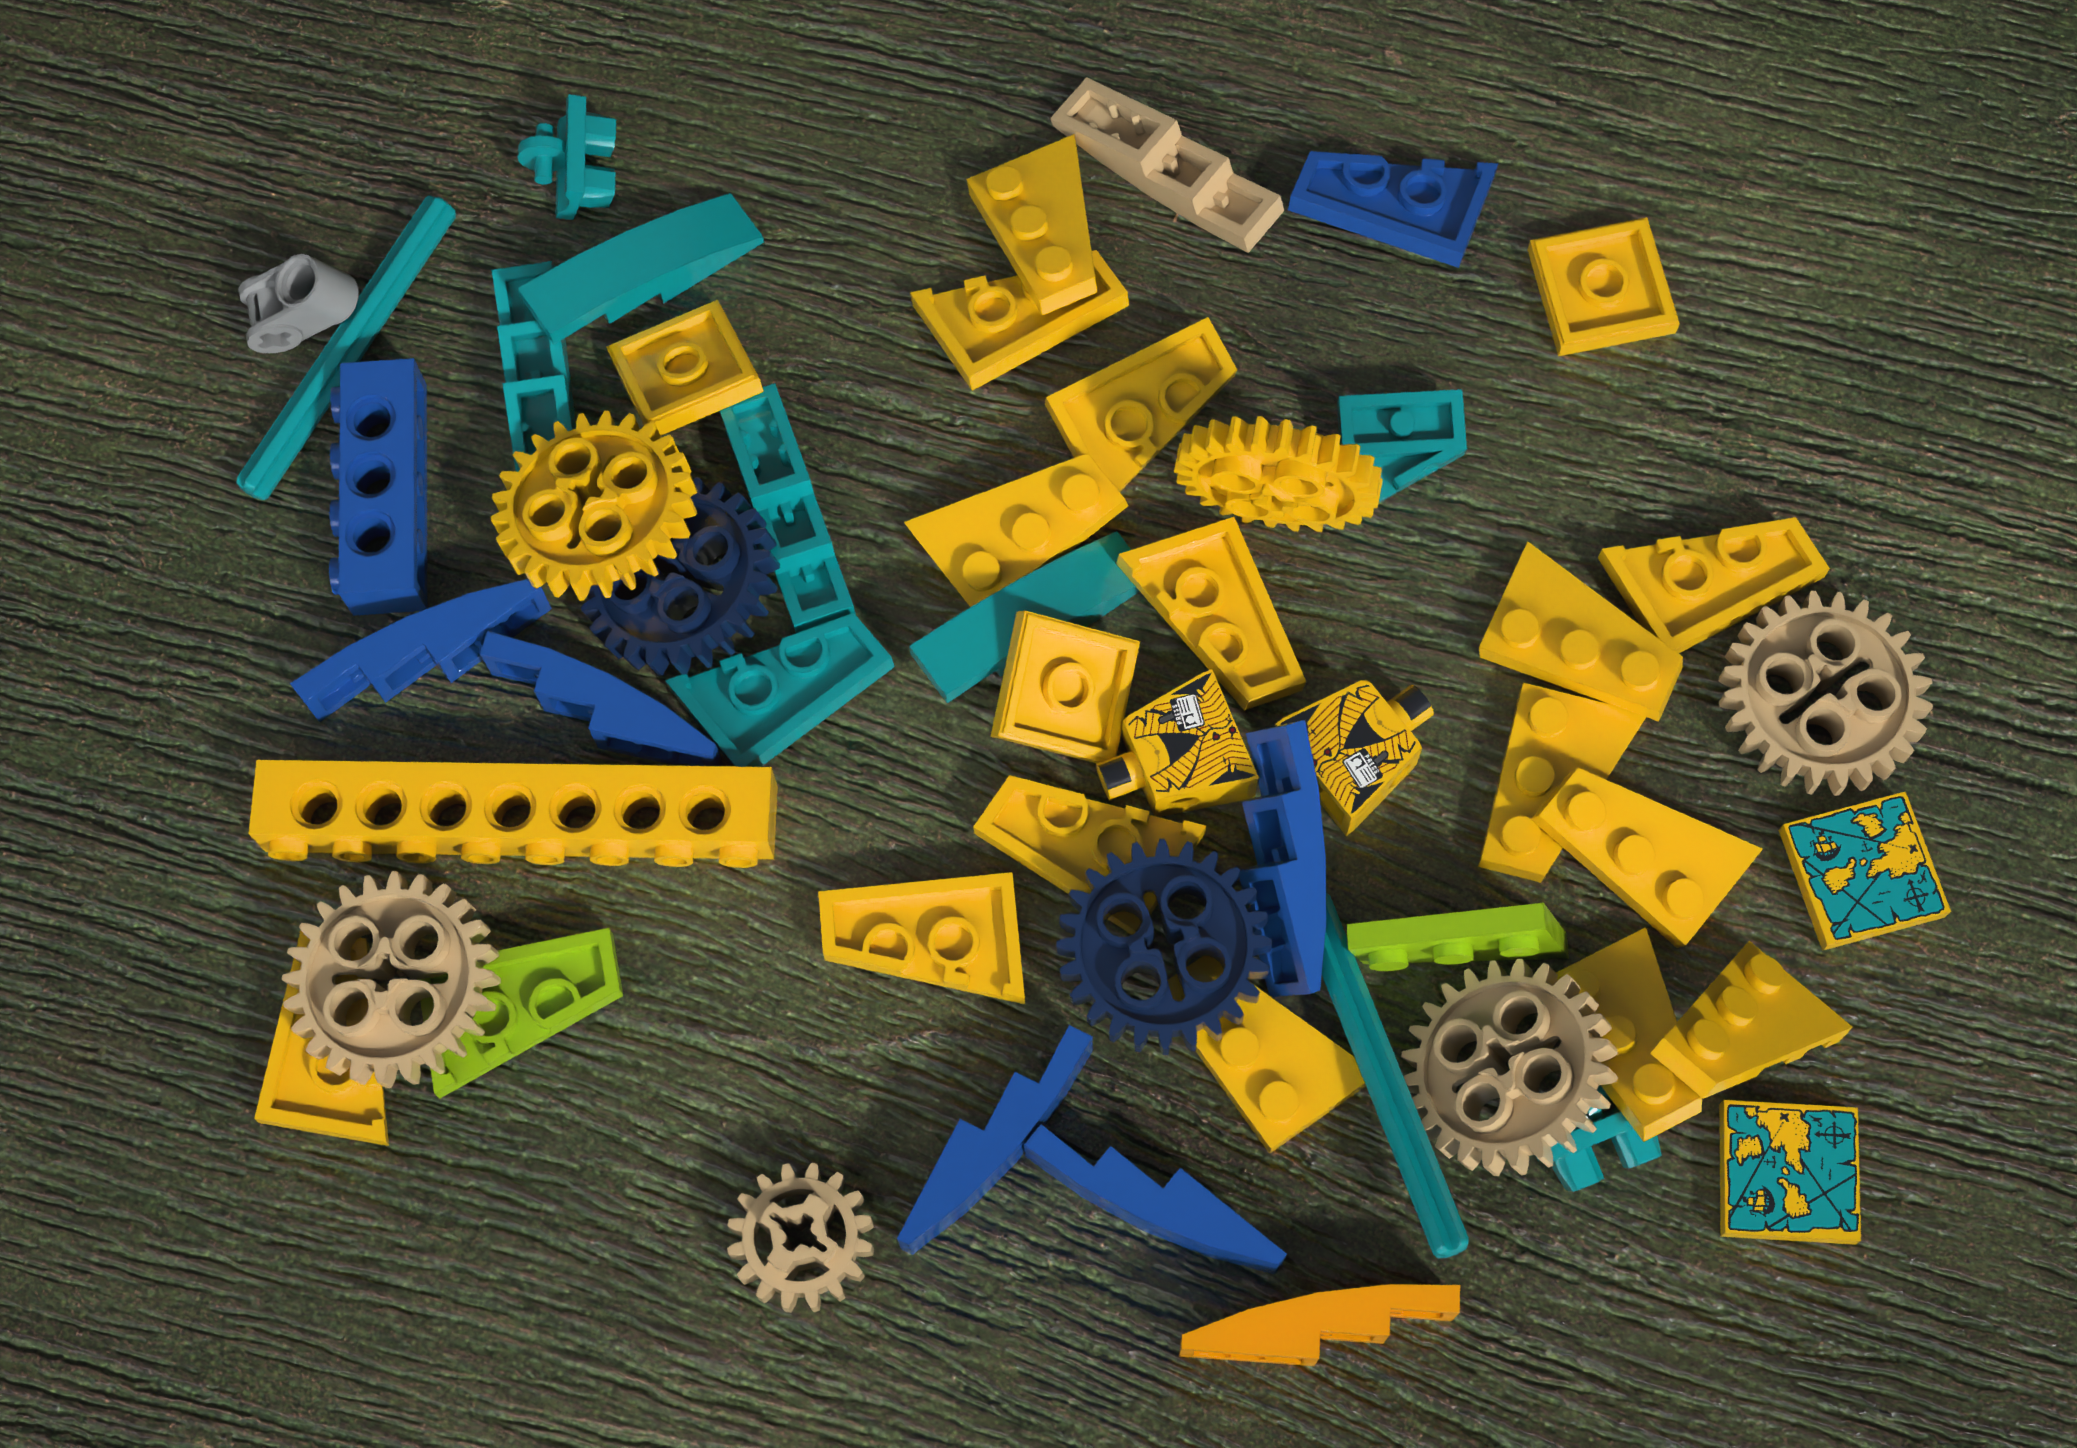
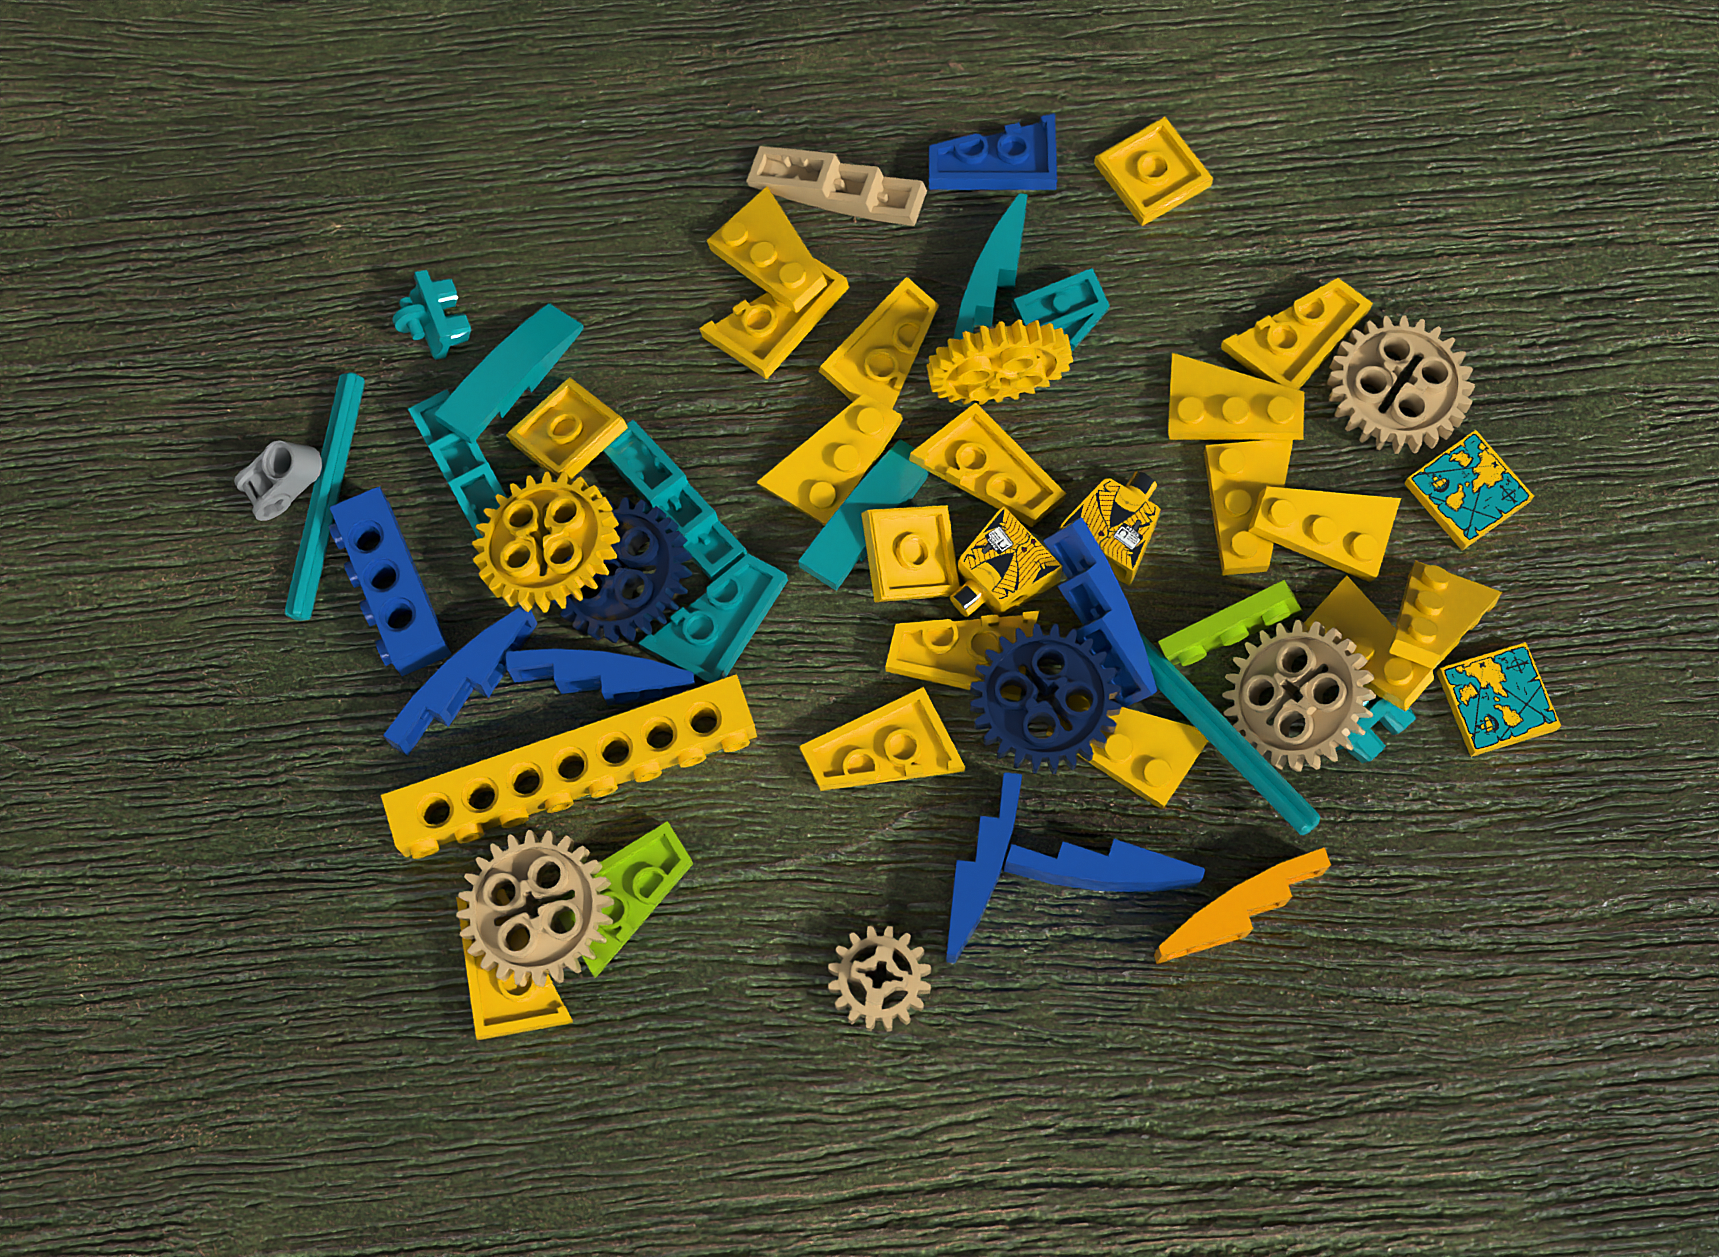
camera: 20 degrees left, 0 degrees up
(1331, 345) = (993, 270): none -> teal slope

